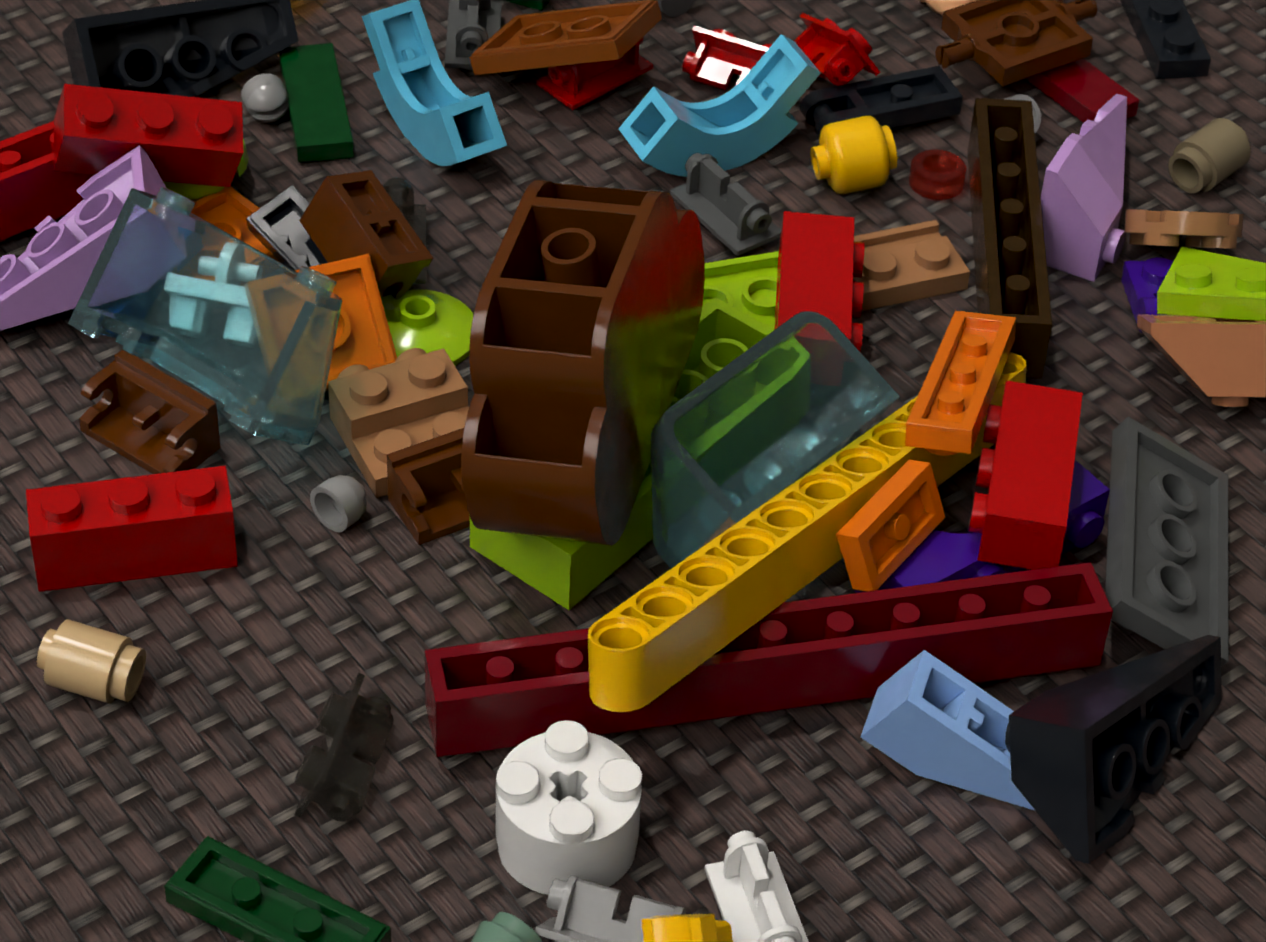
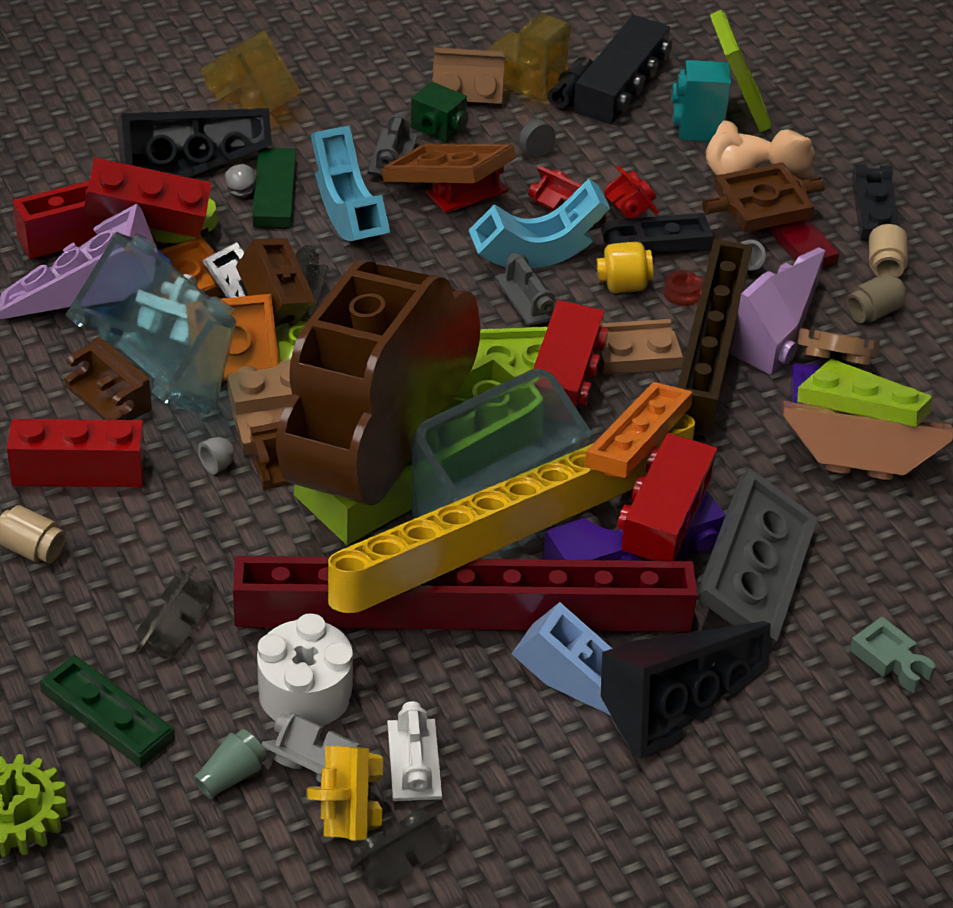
camera: 10 degrees right, 0 degrees up
(890, 525) = (564, 518): orange plate -> none
(1204, 87) = (888, 250): none -> tan brick

